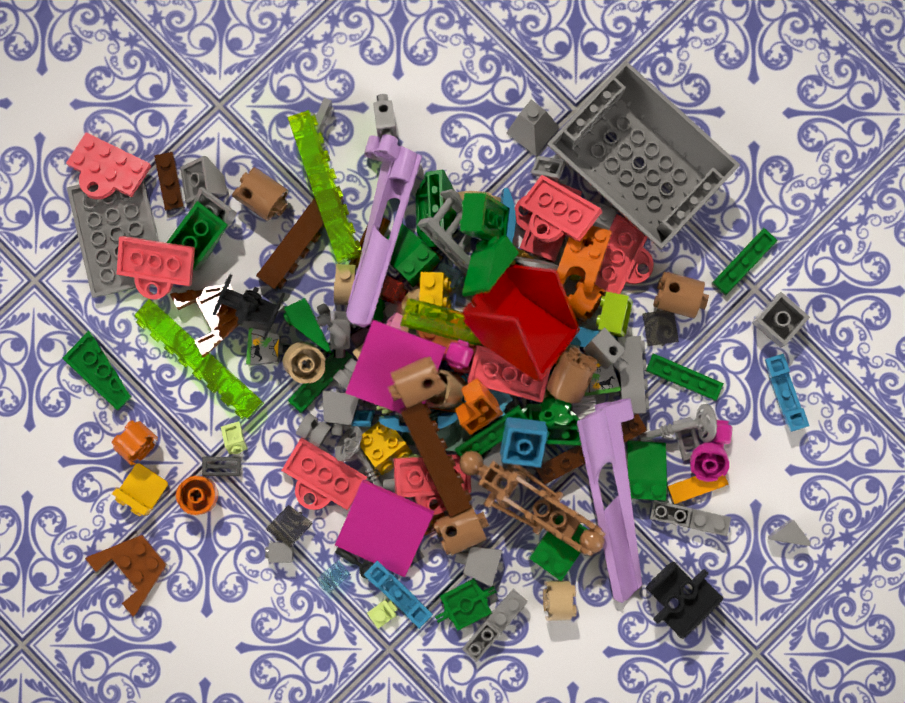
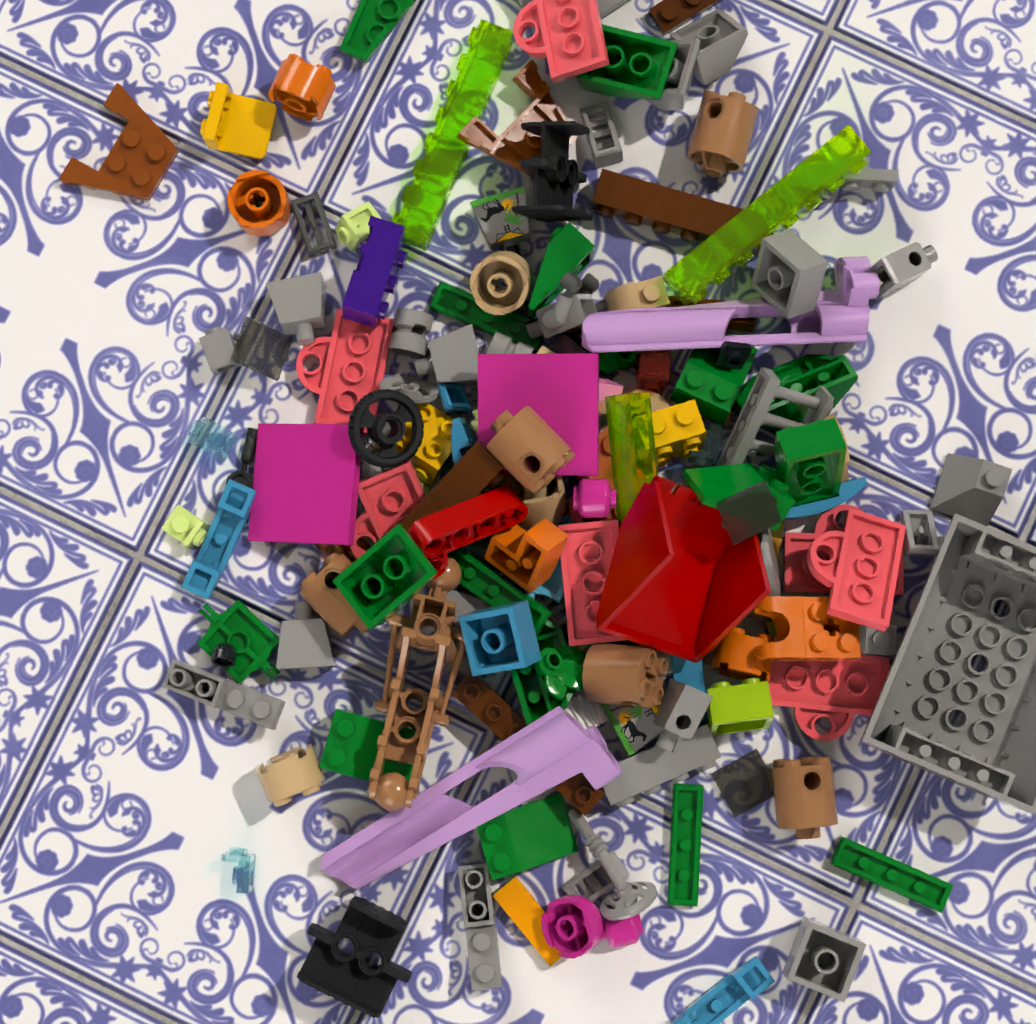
camera: 75 degrees right, 0 degrees up
(245, 264) = (605, 152): none -> light grey slope
(269, 438) = (375, 273): none -> dark purple wedge
(271, 492) = (300, 305): none -> light grey torso
(358, 477) = (406, 412): none -> black wheel
(365, 187) = (789, 273): none -> light grey brick
(401, 240) = (731, 354): none -> black bracket
(448, 440) = (466, 524): none -> red beam
(463, 497) = (385, 577): none -> green slope
(472, 615) = (224, 655): none -> black hinge
(503, 265) = (749, 512): none -> clear smoke piece
(608, 651) = (244, 873): none -> clear light blue bracket

